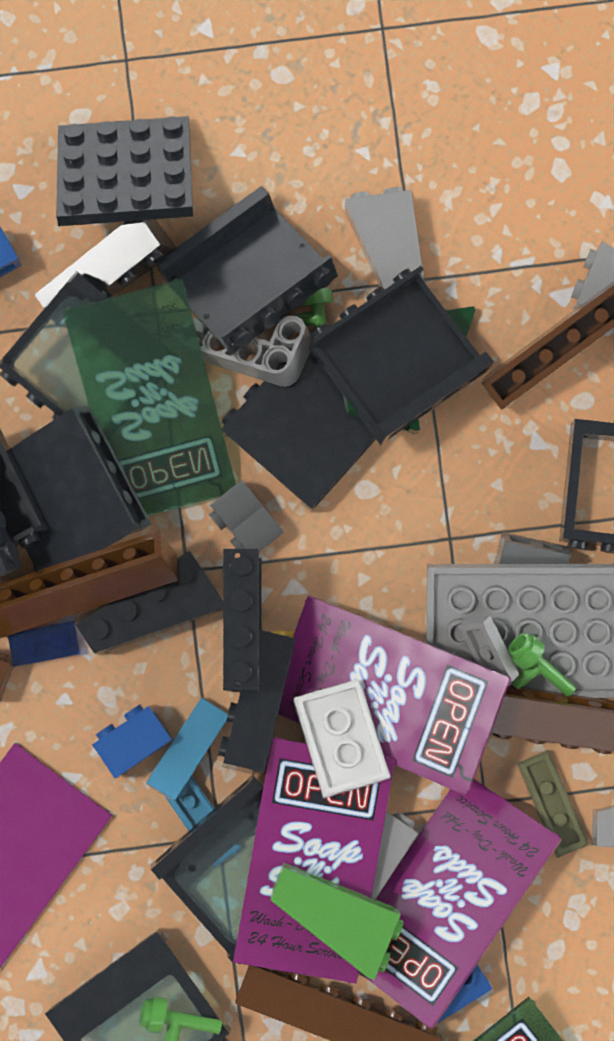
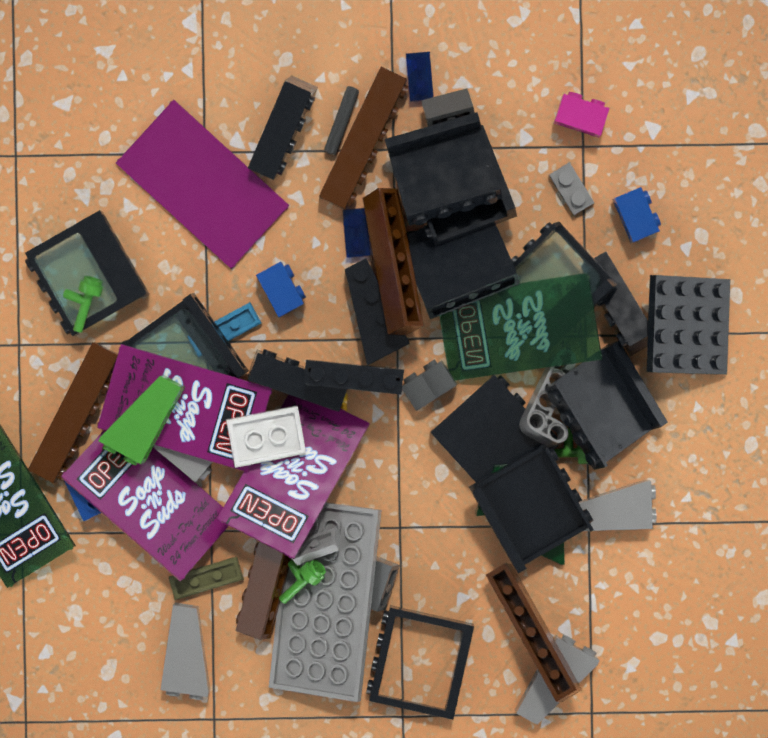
camera: 90 degrees right, 5 degrees up
(187, 749) = (271, 327): dark azure tile -> none

